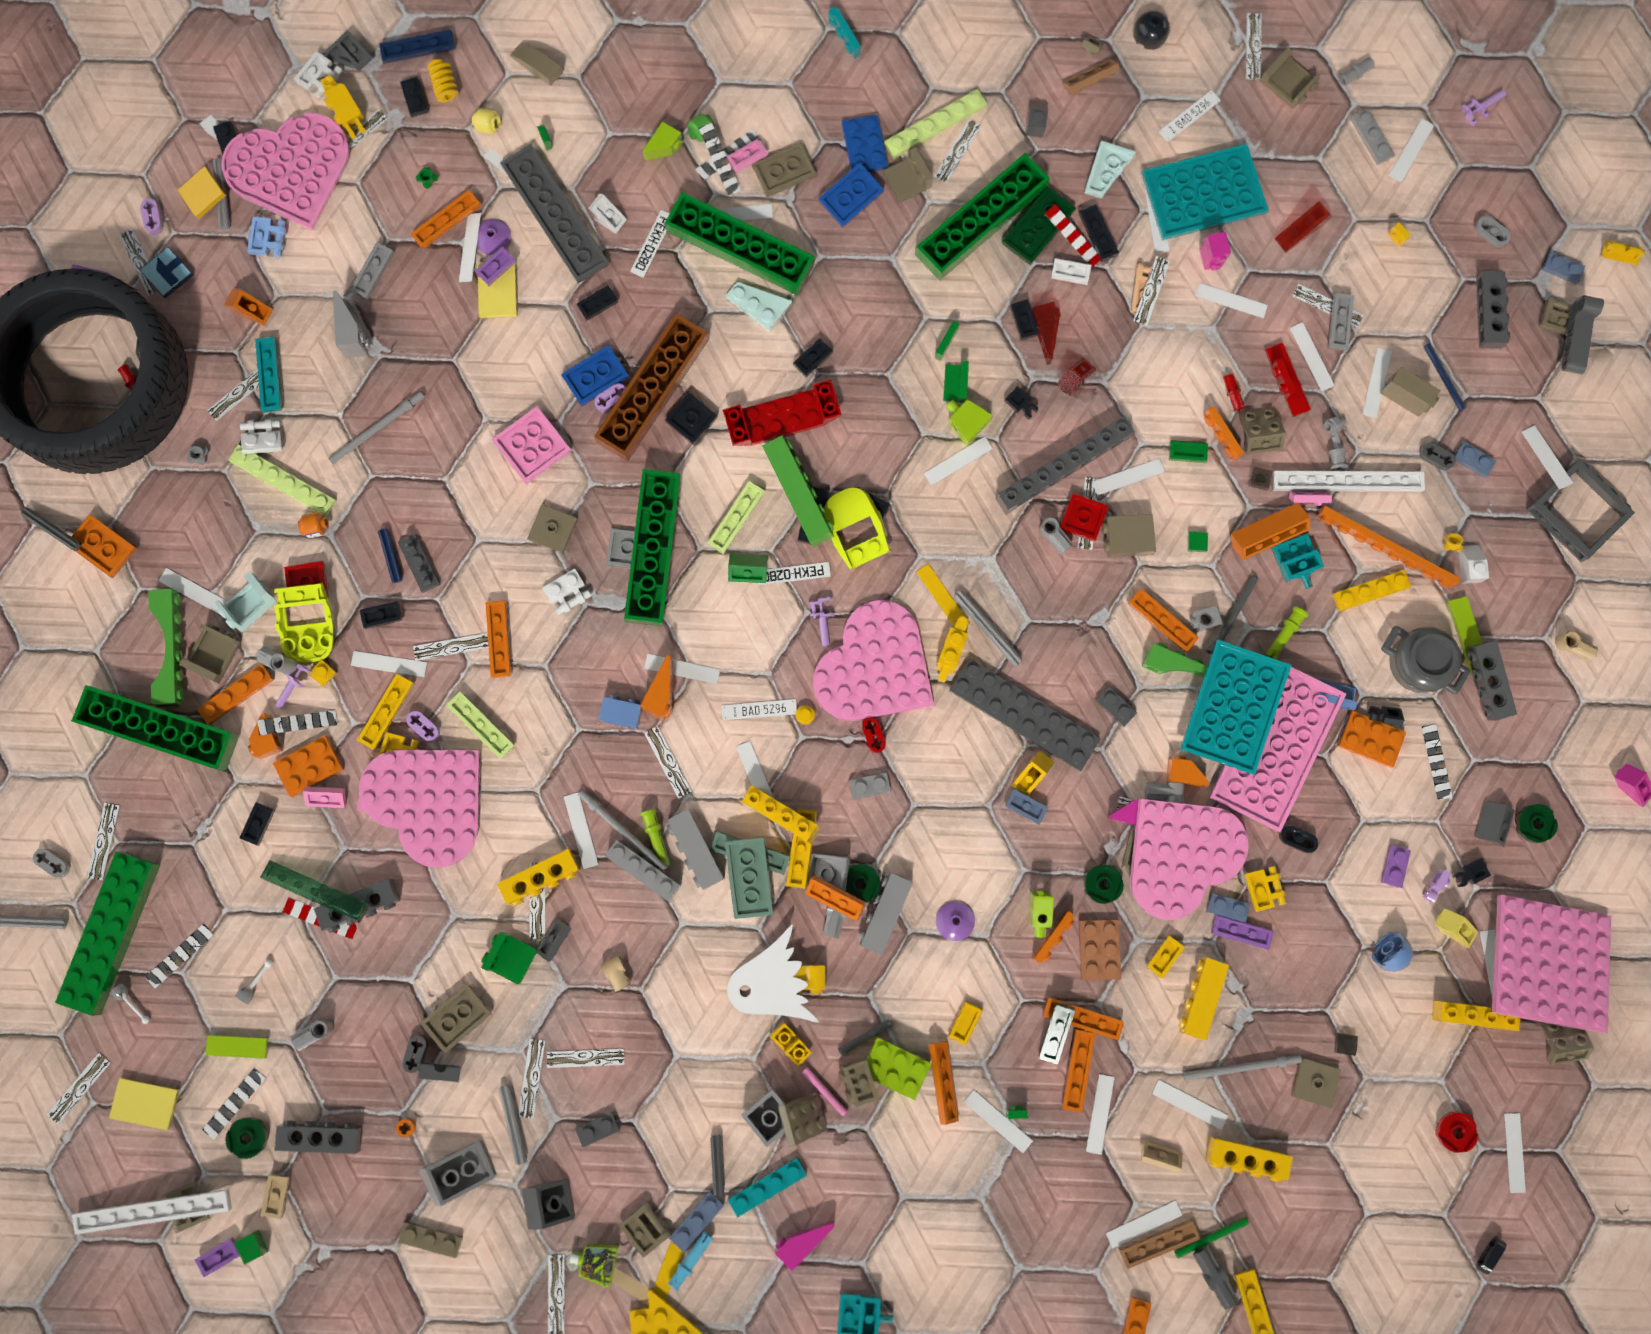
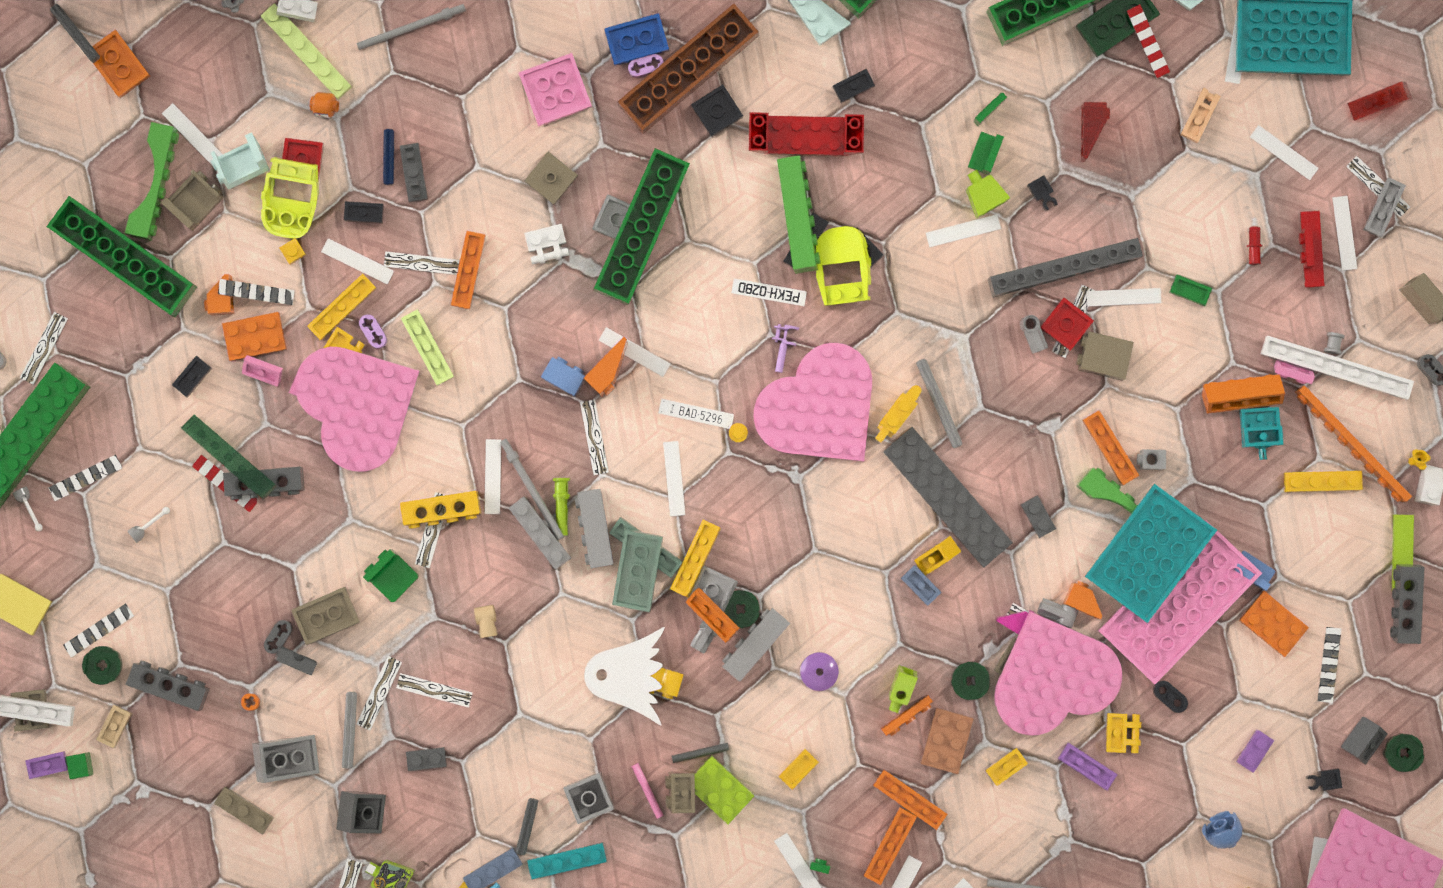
camera: 20 degrees right, 5 degrees up
(235, 694) = (205, 246): orange plate -> none
(236, 1046) = (116, 578): lime tile -> none
(276, 660) = (252, 226): light grey piece -> none
(293, 681) = (263, 250): lavender piece -> none
(311, 1034) = (187, 589): light grey piece -> none
(553, 940) = (436, 571): dark grey plate -> none
(639, 1233) = (437, 866): dark tan plate -> none
(736, 517) = (731, 221): yellowish green plate -> none
(747, 568) = (726, 274): green panel -> none
(781, 814) = (686, 520): yellow brick -> none
(790, 1044) = (629, 737): yellow slope -> none
(802, 1118) = (619, 808): dark tan plate -> none
(869, 737) = (792, 472): red beam -> none
(869, 786) = (778, 519): light grey plate -> none
(940, 594) = (904, 356): yellow sticker -> none
(943, 1083) = (760, 817): orange plate -> none
(1024, 319) = (1072, 110): black plate -> none
(1056, 1033) = (880, 805): plate -> none
(1071, 271) = (1134, 76): white plate -> none
(1076, 376) = (1105, 183): clear red slope -> none
(1098, 233) = (1174, 45): black plate -> none
(1151, 290) = (1207, 120): sticker -> none
(1197, 541) = (1170, 381): green tile -> none
(1204, 998) = (1030, 816): yellow brick -> none
(1215, 251) = (1282, 100): dark pink brick -> none
(1223, 434) = (1229, 283): orange plate -> none
(1228, 907) = (1081, 739): sand blue plate -> none
(1234, 613) = (1182, 462): dark grey piece -> none
(1260, 478) = (1251, 338): clear smoke plate -> none
(1263, 431) = (1269, 292): dark tan bracket -> none
(1290, 626) = (1232, 491): lime pin -> none
(1333, 427) = (1341, 309): light grey piece -> none
(1377, 382) = (1400, 278): white sticker -> none
(1389, 715) = (1296, 605): black plate -> none
(1425, 660) = (1350, 564): dark grey piece -> none
(1439, 882) = (1292, 778): lavender plate -> none
(1456, 927) = (1292, 826): light yellow slope -> none

